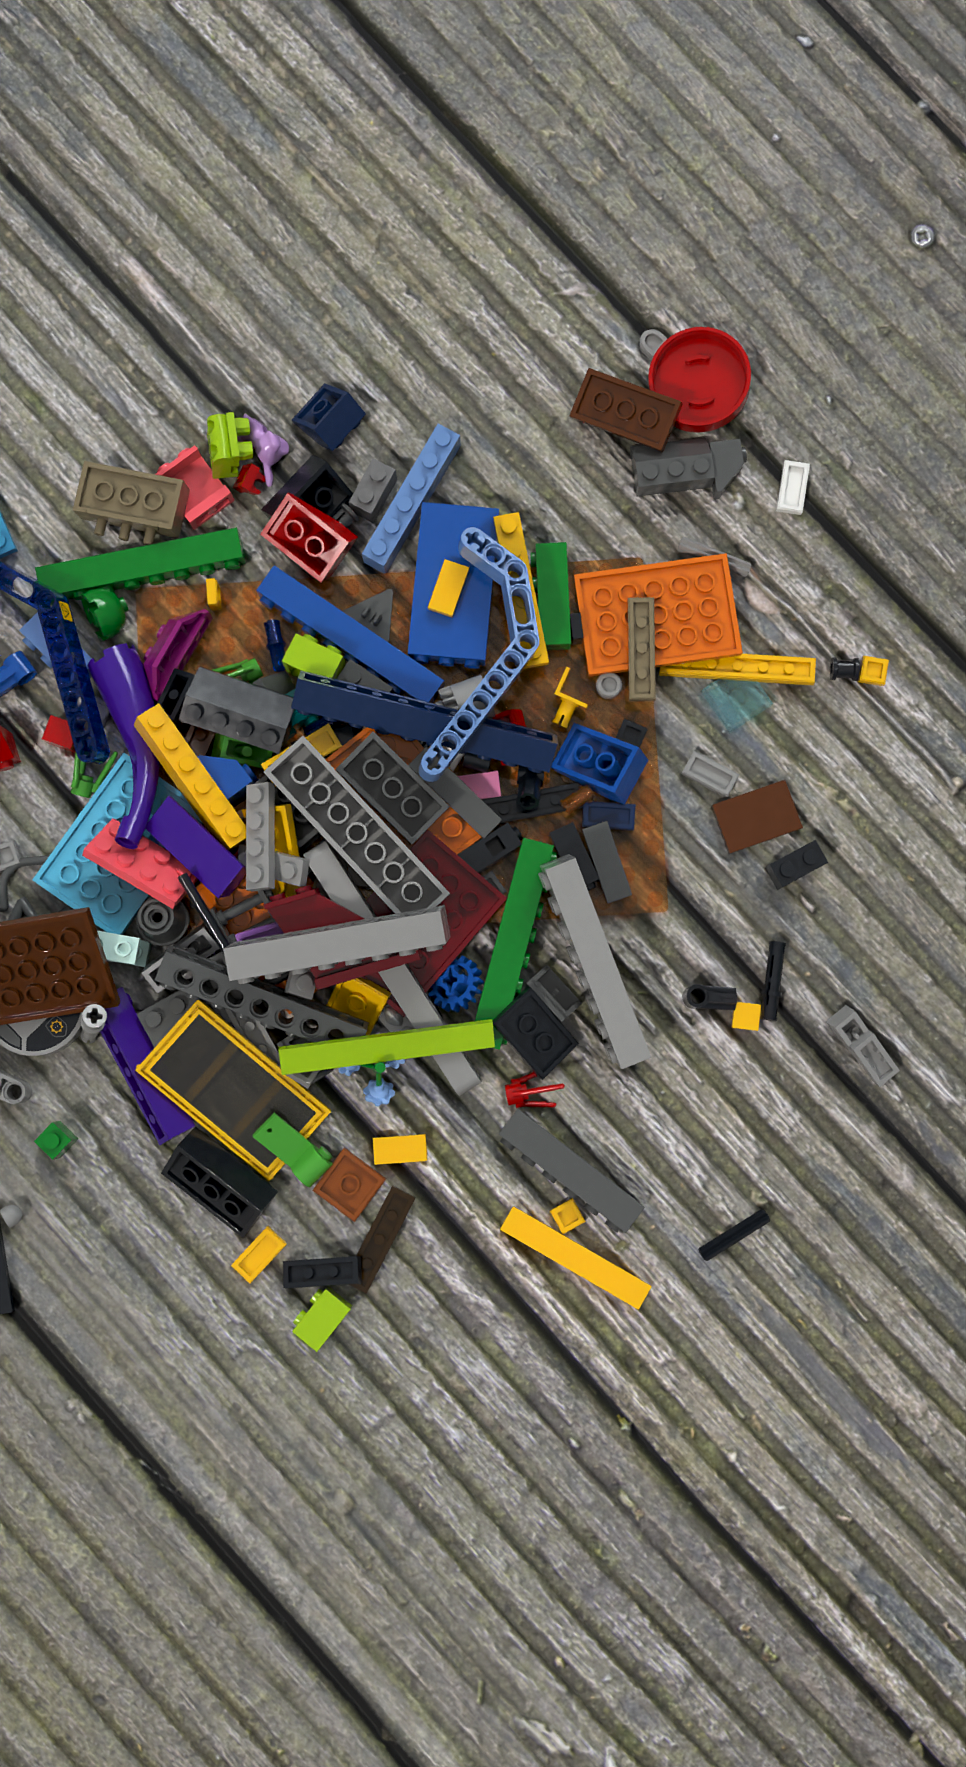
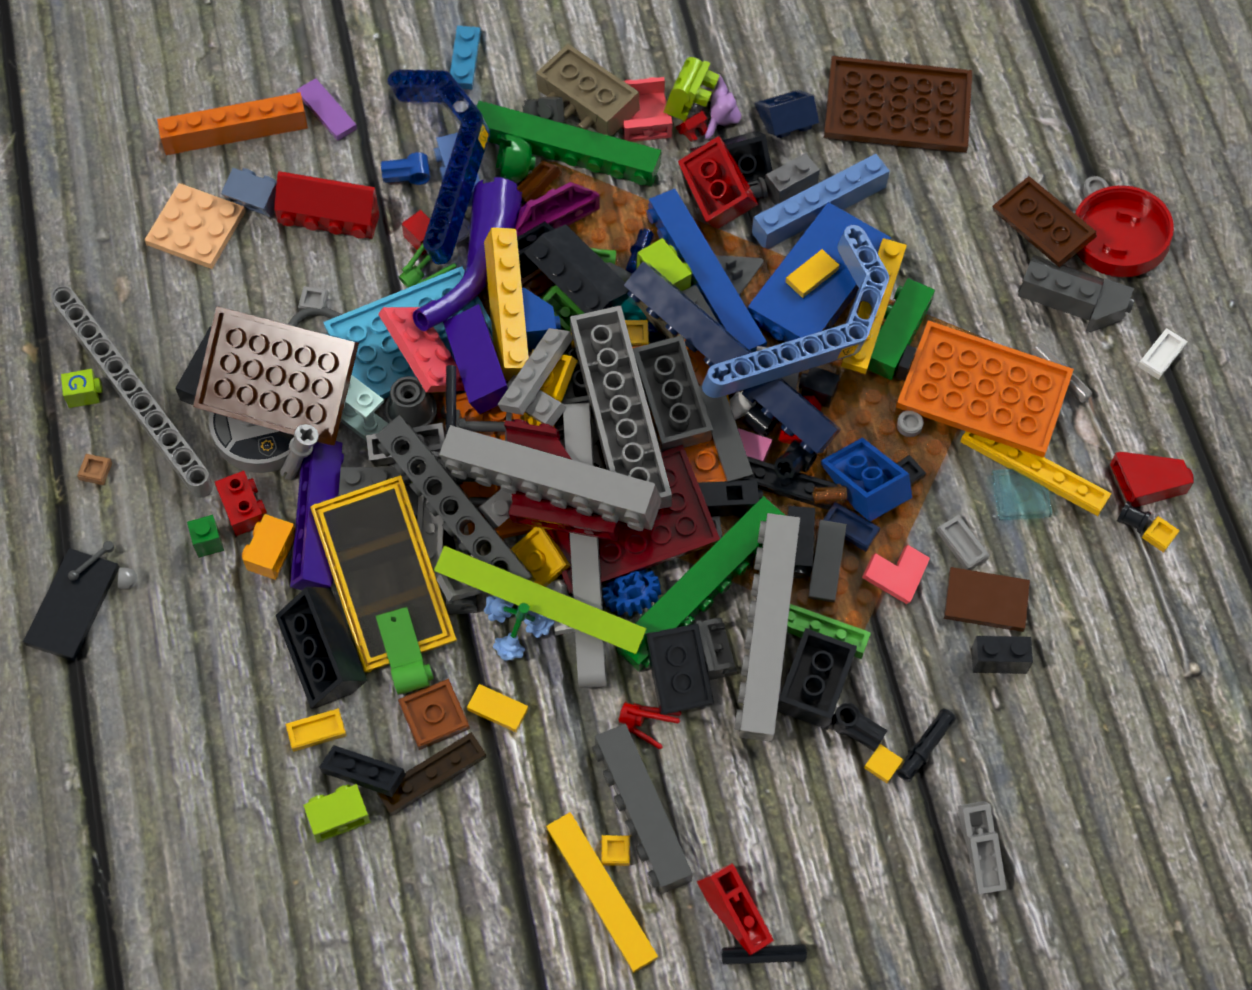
camera: 25 degrees right, 20 degrees down
(66, 1090) = (240, 503): none -> red brick
(103, 538) = (545, 107): none -> dark grey plate
(117, 1117) = (269, 546): none -> light orange brick
(139, 623) = (538, 181): none -> reddish brown tile
(213, 594) = (611, 189): yellow tile -> none
(427, 349) = (898, 104): none -> reddish brown plate
(515, 697) = (819, 384): none -> black brick
(567, 704) = (866, 416): yellow bracket -> none
(641, 649) = (954, 404): dark tan tile -> none
(641, 924) = (801, 618): none -> bright green plate
(654, 975) = (816, 678): none -> black brick
(675, 841) = (898, 579): none -> coral tile
(693, 1213) = (735, 908): none -> red slope
(840, 623) = (1150, 478): none -> red slope

